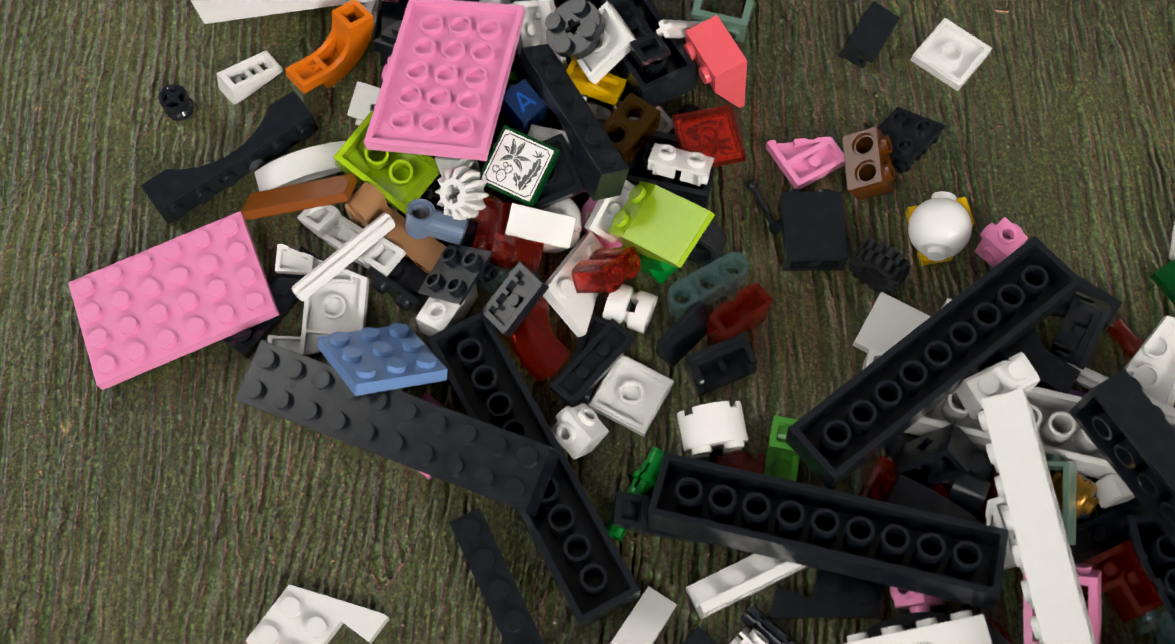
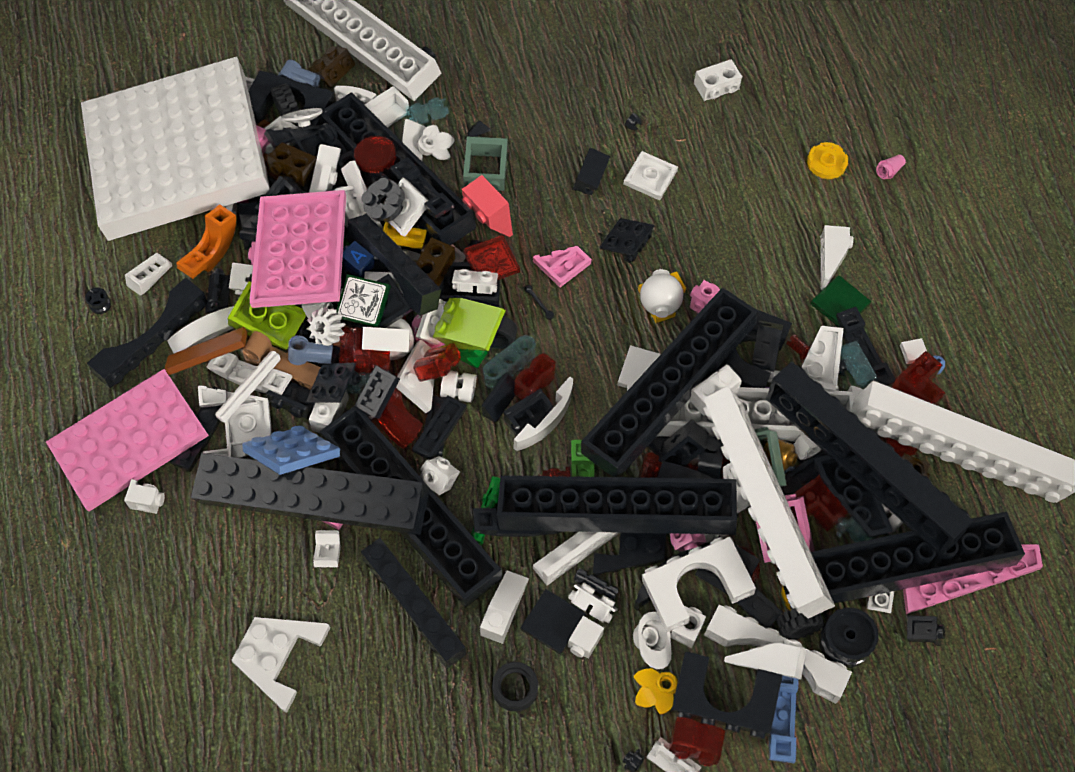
camera: 15 degrees left, 5 degrees down
(177, 384) = (144, 497): none -> white brick
(333, 118) = (218, 291): none -> black hinge
(405, 507) = (327, 548): none -> white bracket
(631, 395) = (470, 445): white tile -> none
(675, 28) = (454, 189): white axle -> none
(713, 428) = (531, 455): white brick -> none
(772, 350) = (531, 435): none -> white slope
(813, 230) = (576, 312): black panel -> none
(862, 165) = (603, 260): reddish brown brick -> none
(879, 266) = (625, 328): black tyre -> none

